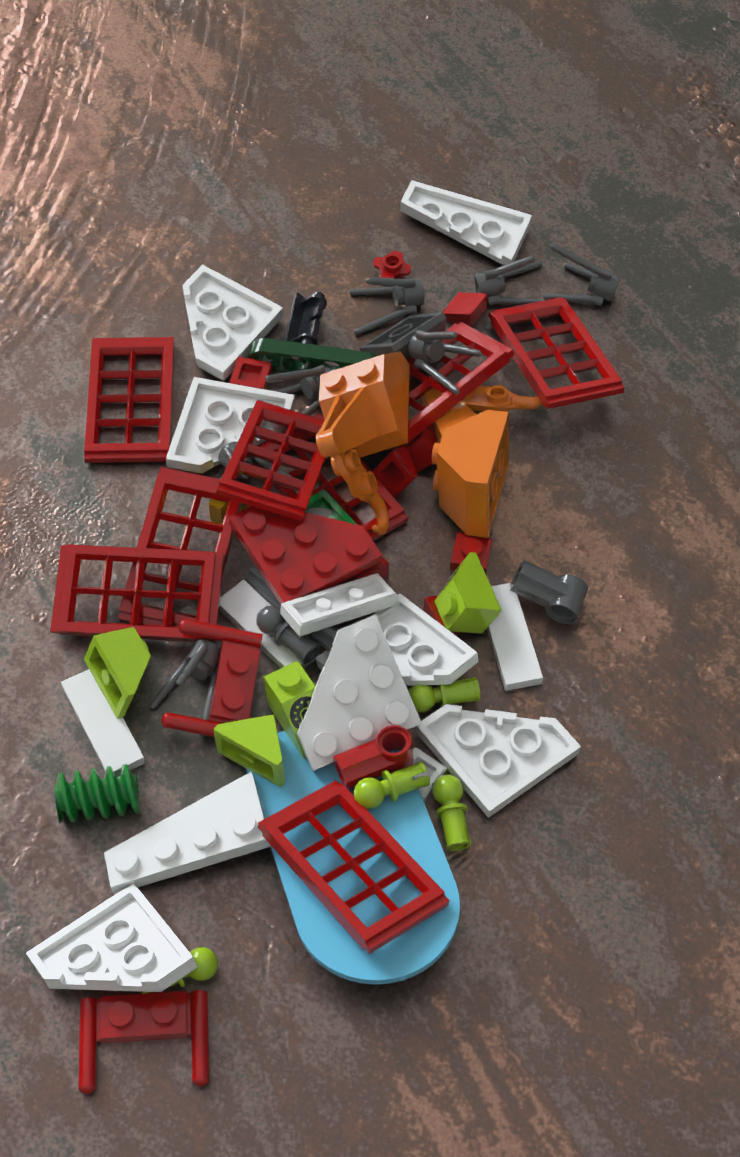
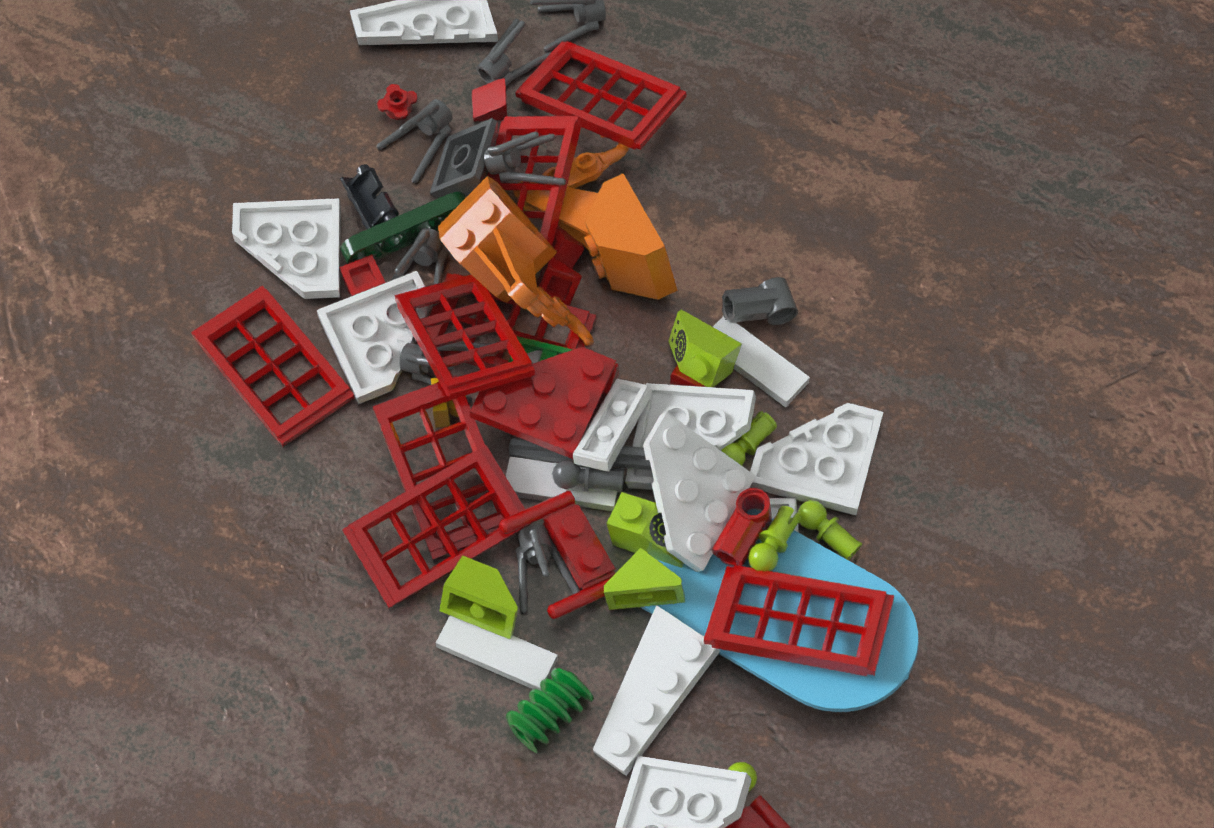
camera: 35 degrees left, 5 degrees up
(465, 544) = (665, 311): red plate -> none

